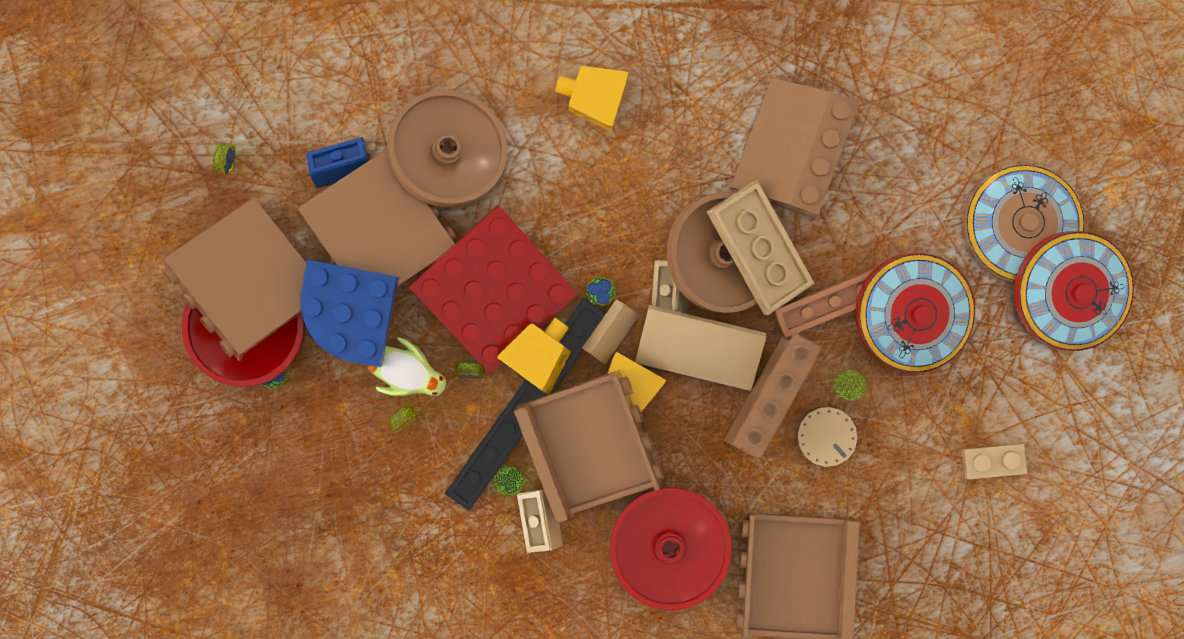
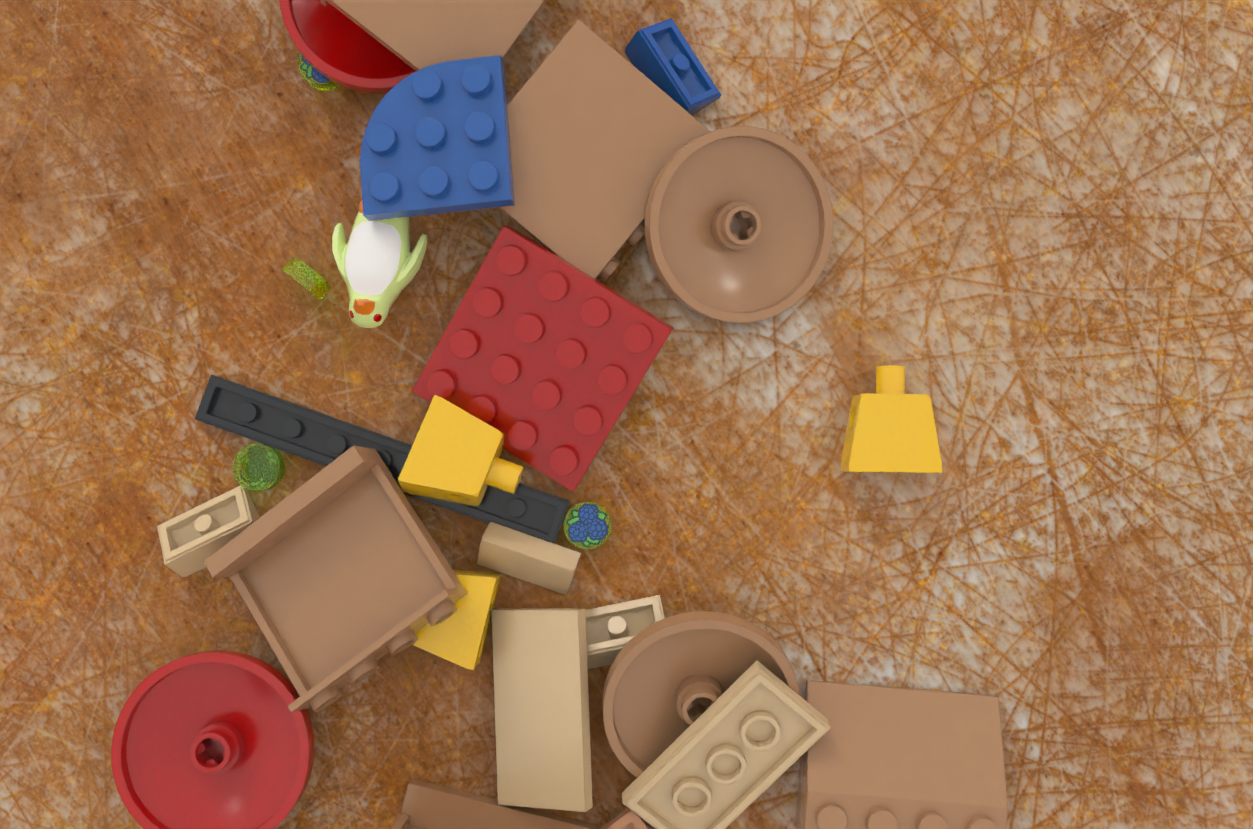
camera: 75 degrees right, 0 degrees up
(469, 371) = (407, 358): clear neon green tile -> none

